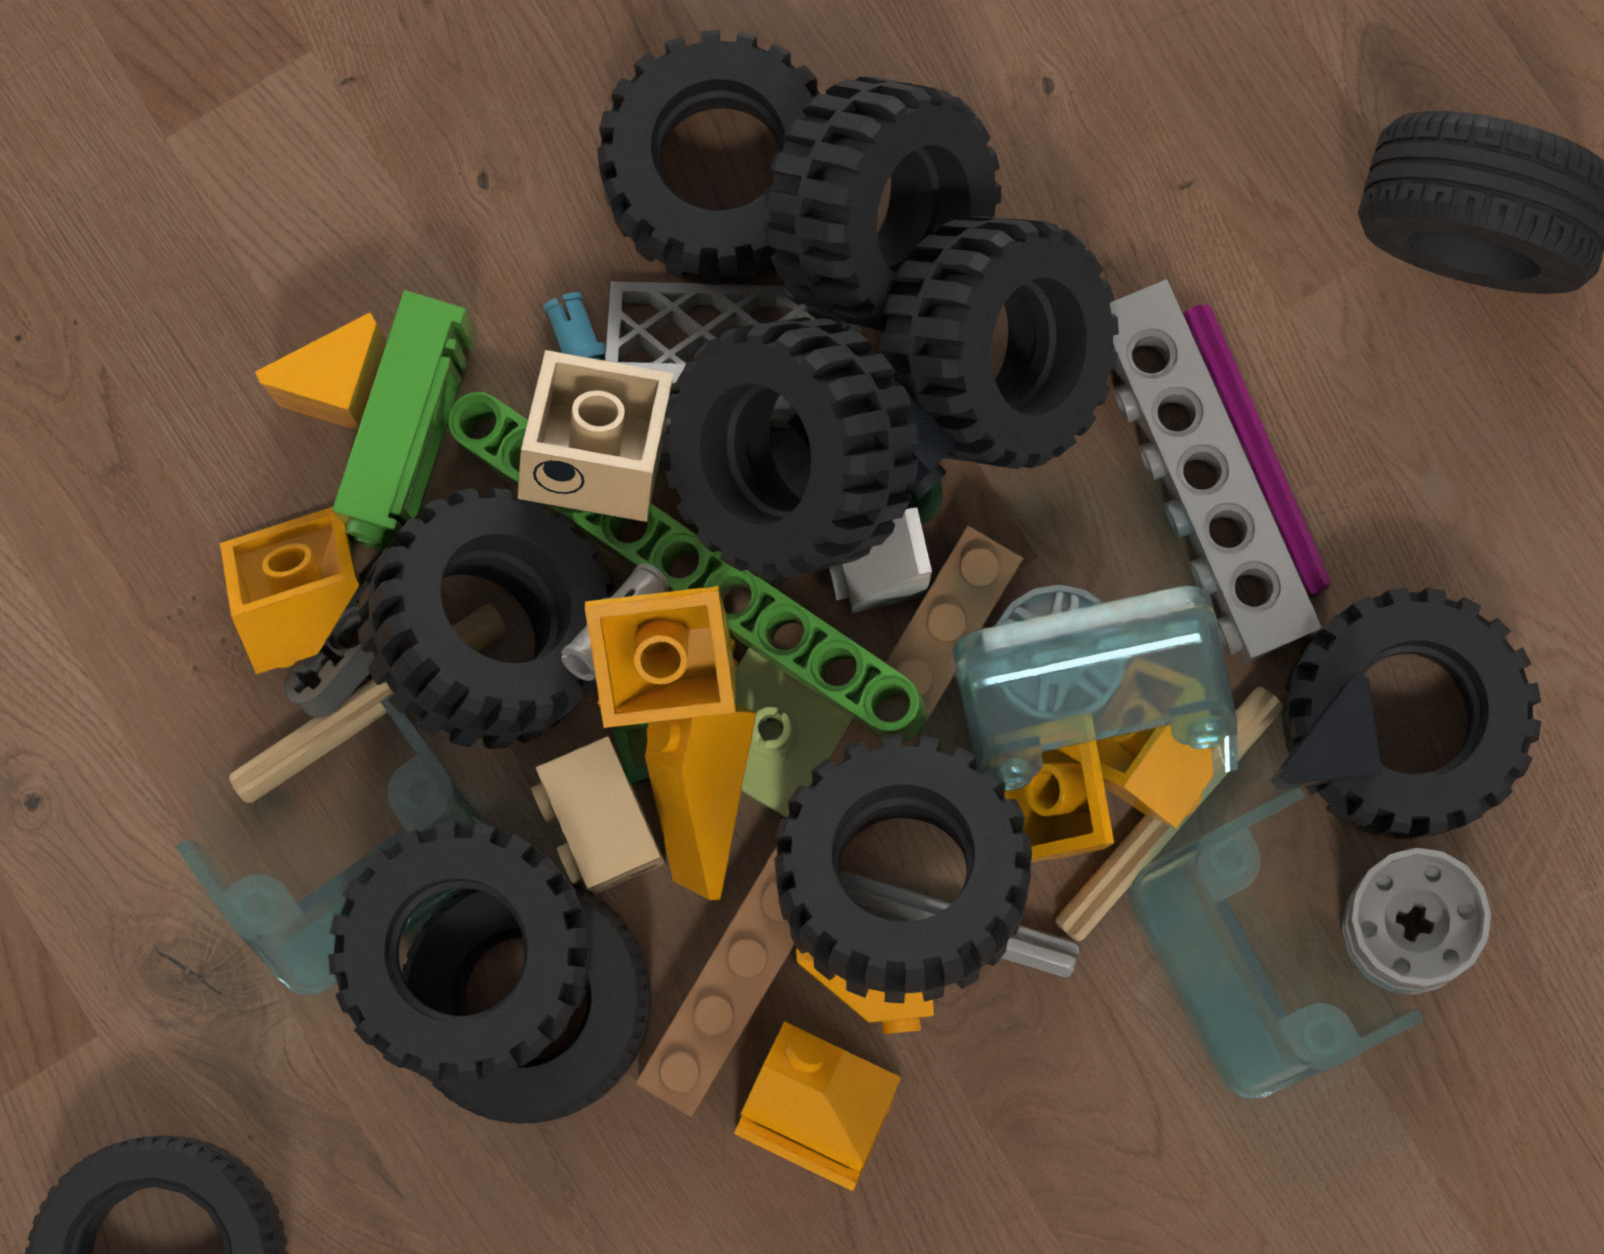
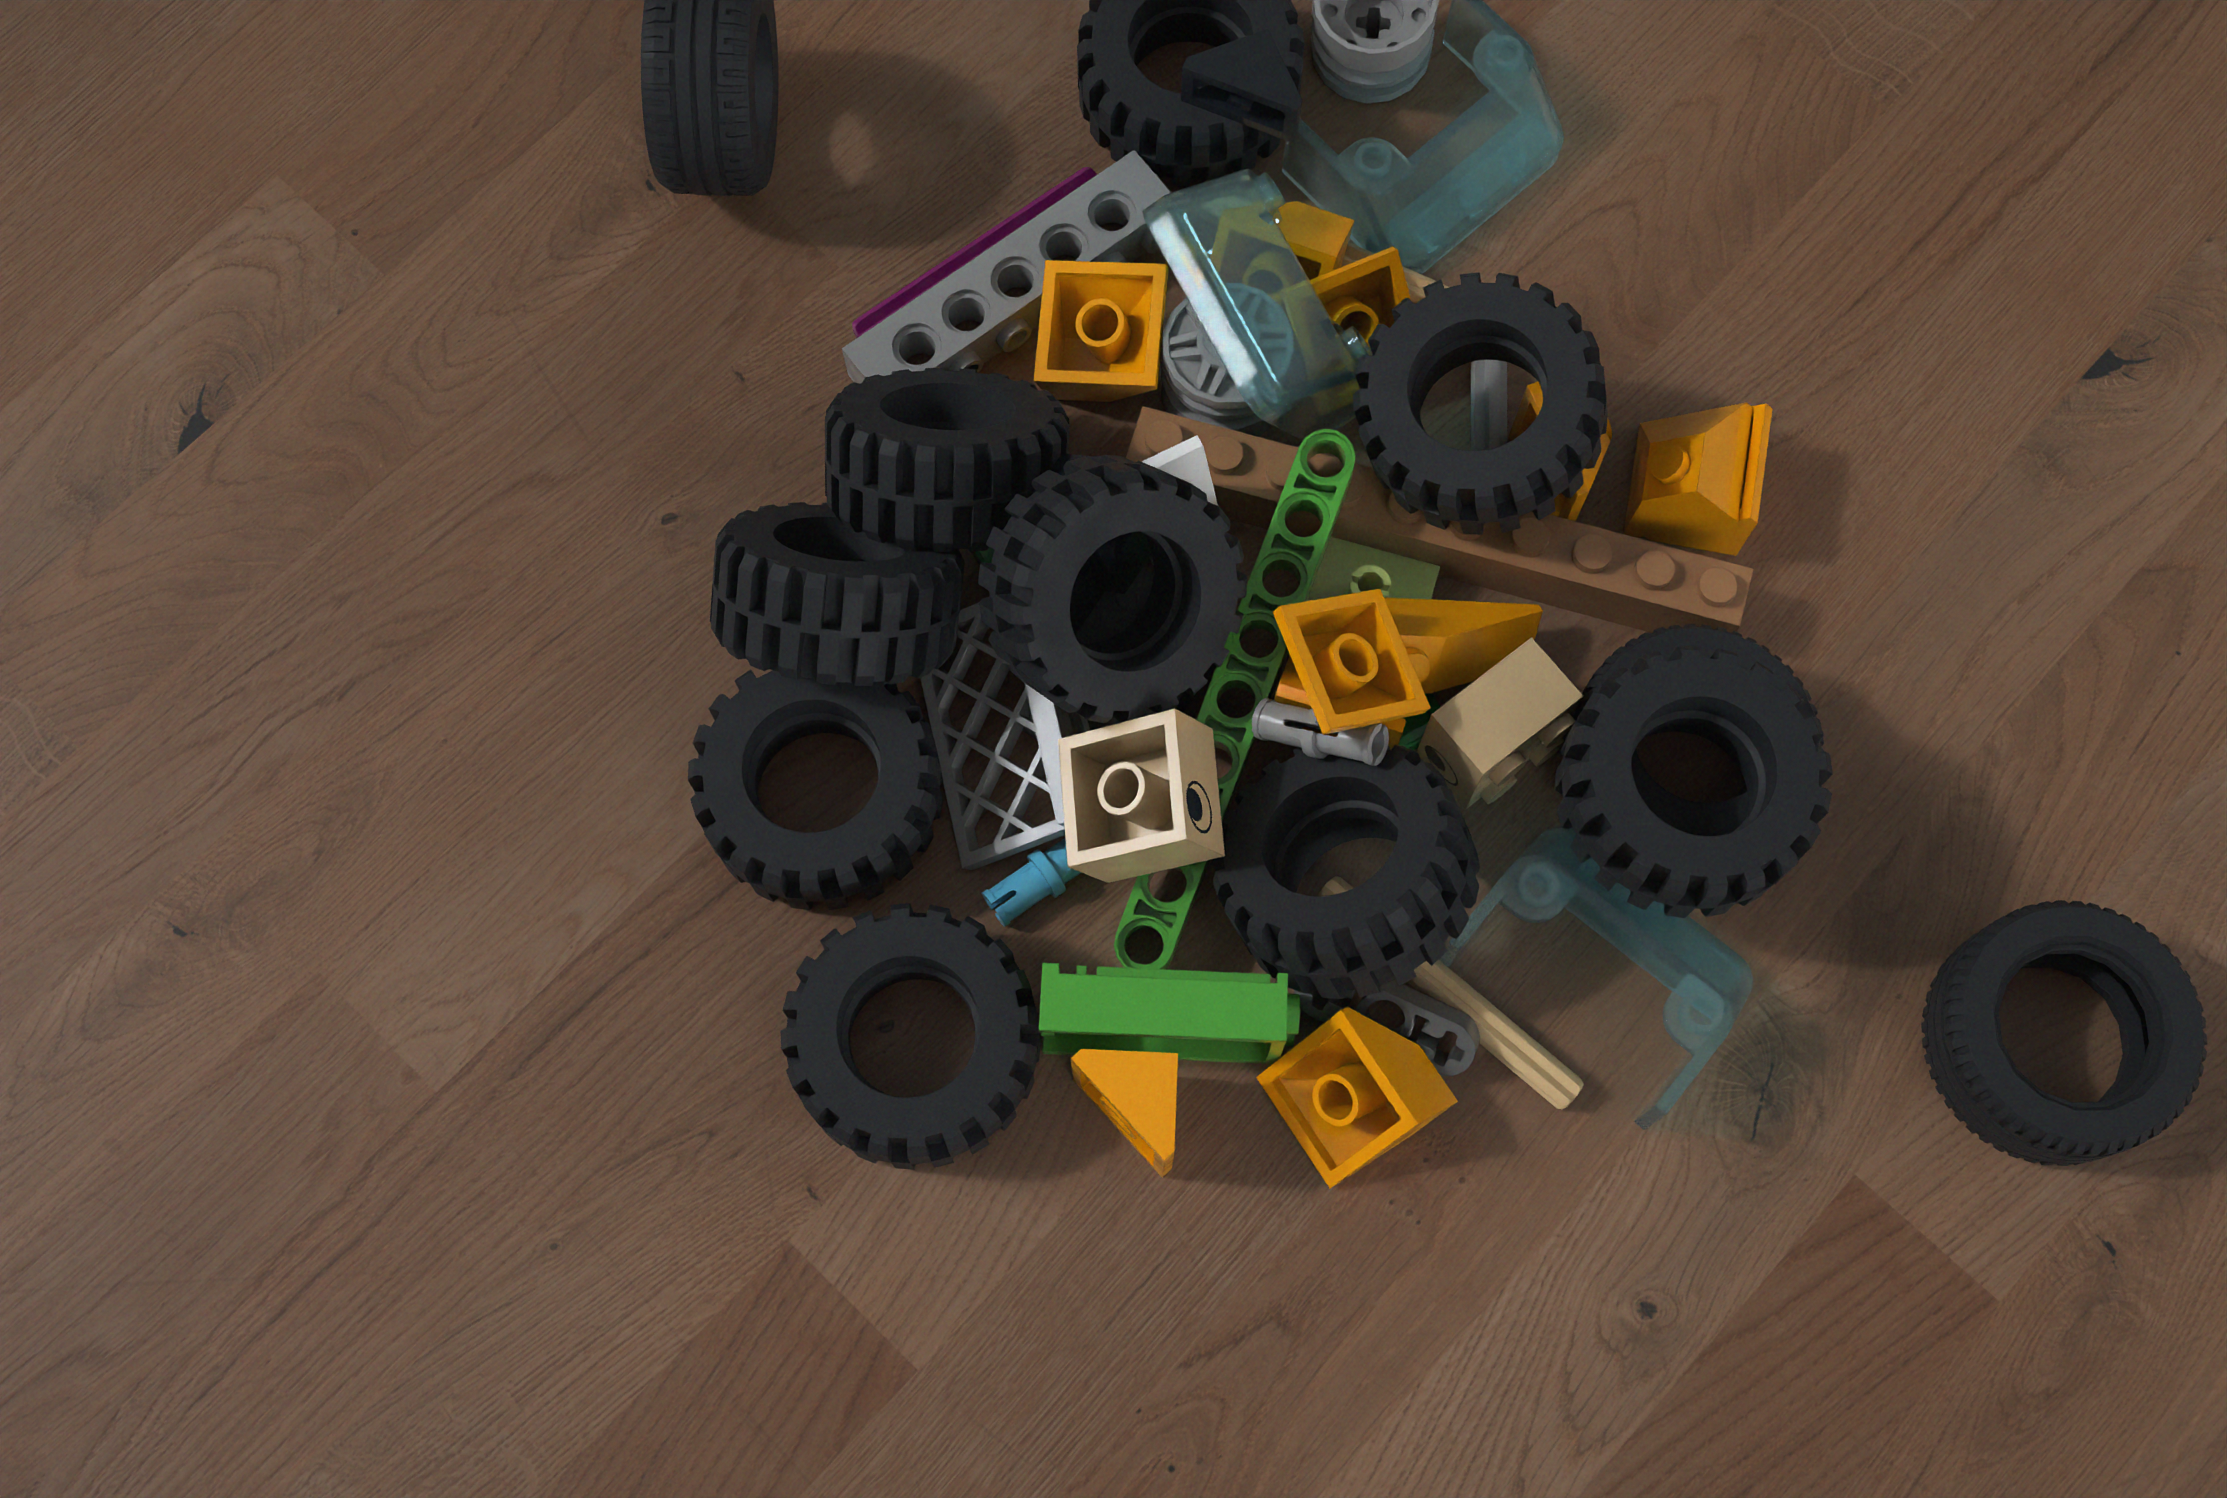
camera: 105 degrees left, 10 degrees down
(434, 112) = (893, 951): none -> black tyre
(1115, 532) = (1100, 329): none -> light orange slope

